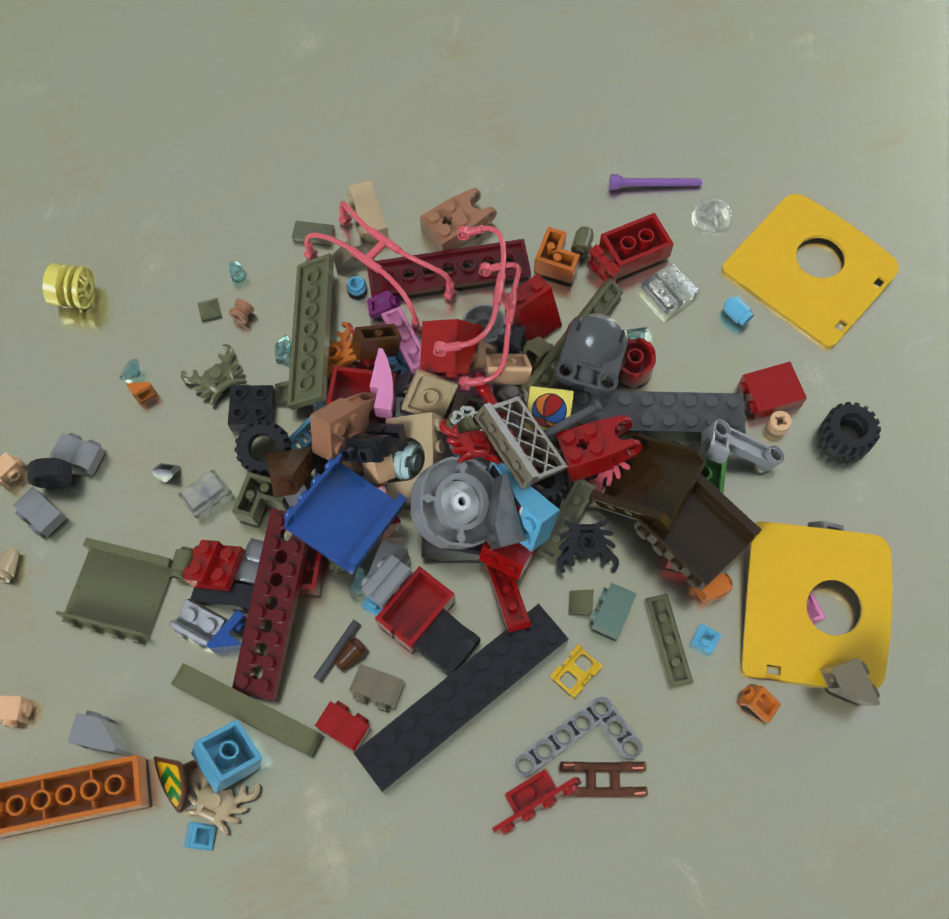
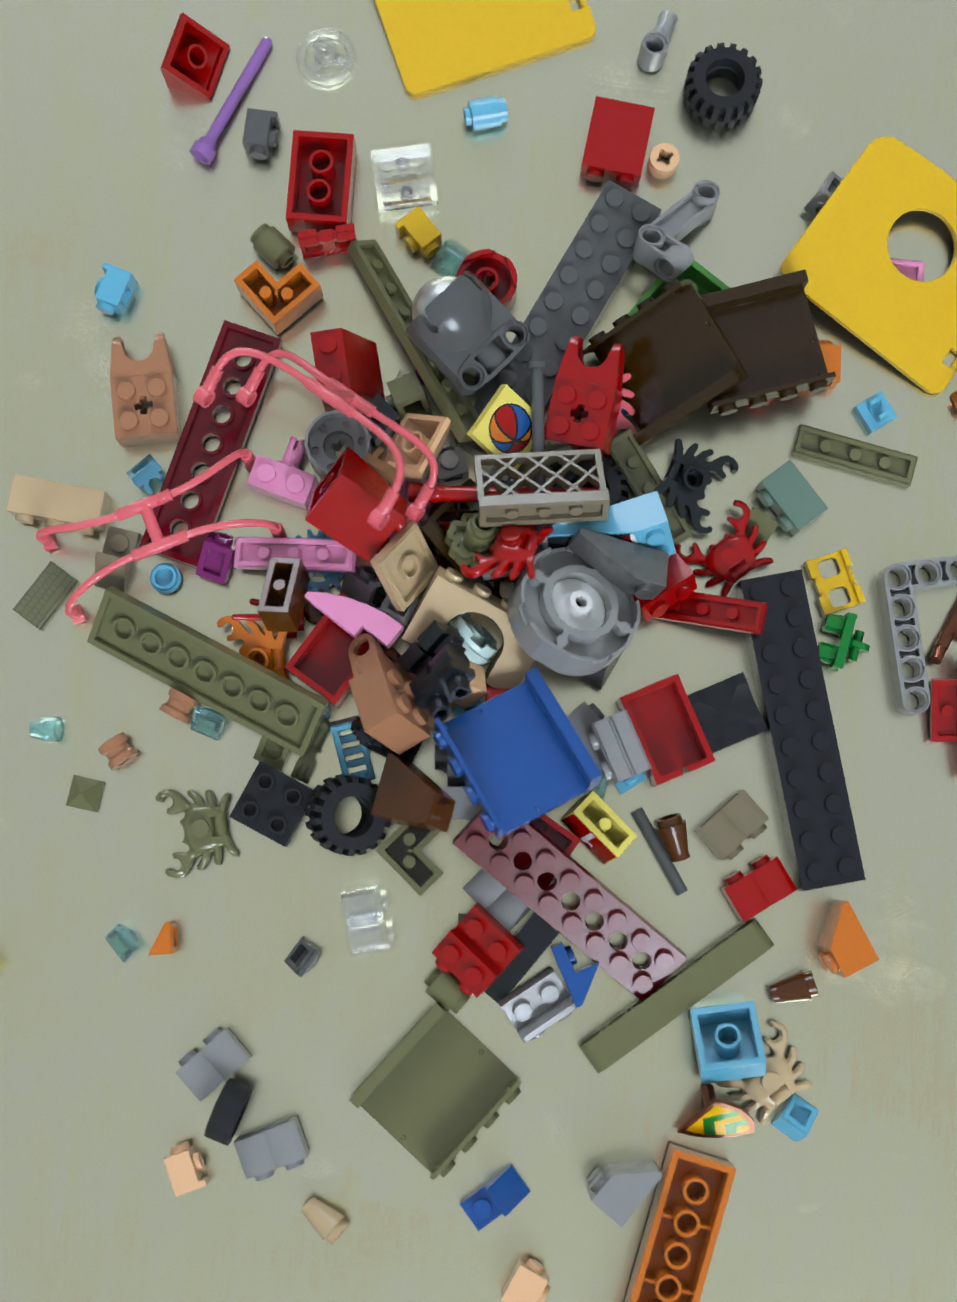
camera: 65 degrees left, 15 degrees up
(63, 662) = (495, 1197): none -> blue slope
(283, 328) = (178, 705): none -> nougat wheel
(287, 414) = (305, 765): none -> olive piece
(287, 787) = (794, 988): none -> reddish brown cone
(330, 600) = (598, 827): none -> light yellow brick
(332, 800) = (843, 941): none -> orange slope
(411, 244) = (144, 472): none -> medium azure tile
(446, 306) = (284, 478): none -> bright pink brick
(506, 179) = (114, 290): none -> medium azure brick
(547, 691) = (843, 628): none -> green hips
(555, 594) = (731, 556): none -> red animal
(641, 311) = (419, 233): none -> yellow brick
(644, 203) = (260, 132): none -> dark grey brick
(663, 149) = (193, 58): none -> red slope
(848, 380) = (656, 41): none -> light grey pin

